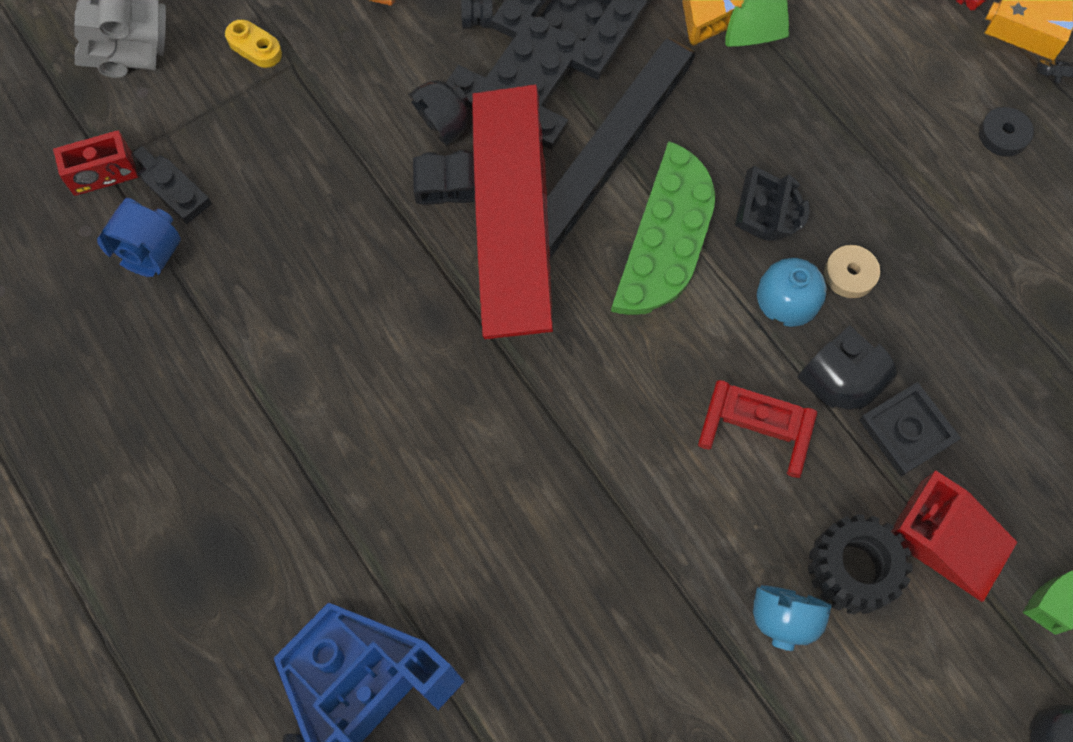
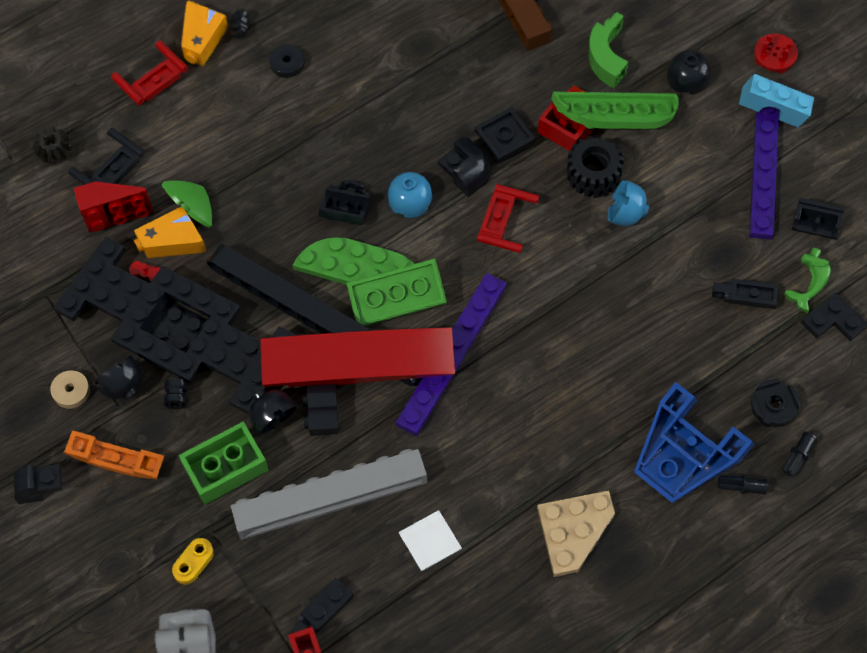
camera: 85 degrees left, 5 degrees down
(139, 238) = (376, 614): blue brick -> none
(246, 509) = (574, 528): none -> tan plate
(253, 317) = (430, 540): none -> white sticker
(324, 192) = (329, 493): none -> light grey brick
(371, 62) = (223, 463): none -> bright green brick
(540, 352) = (464, 334): none -> dark purple plate
(622, 269) = (397, 293): none -> bright green tile
(854, 258) = (390, 151): tan piece -> none
(970, 607) = (617, 109): none -> bright green plate

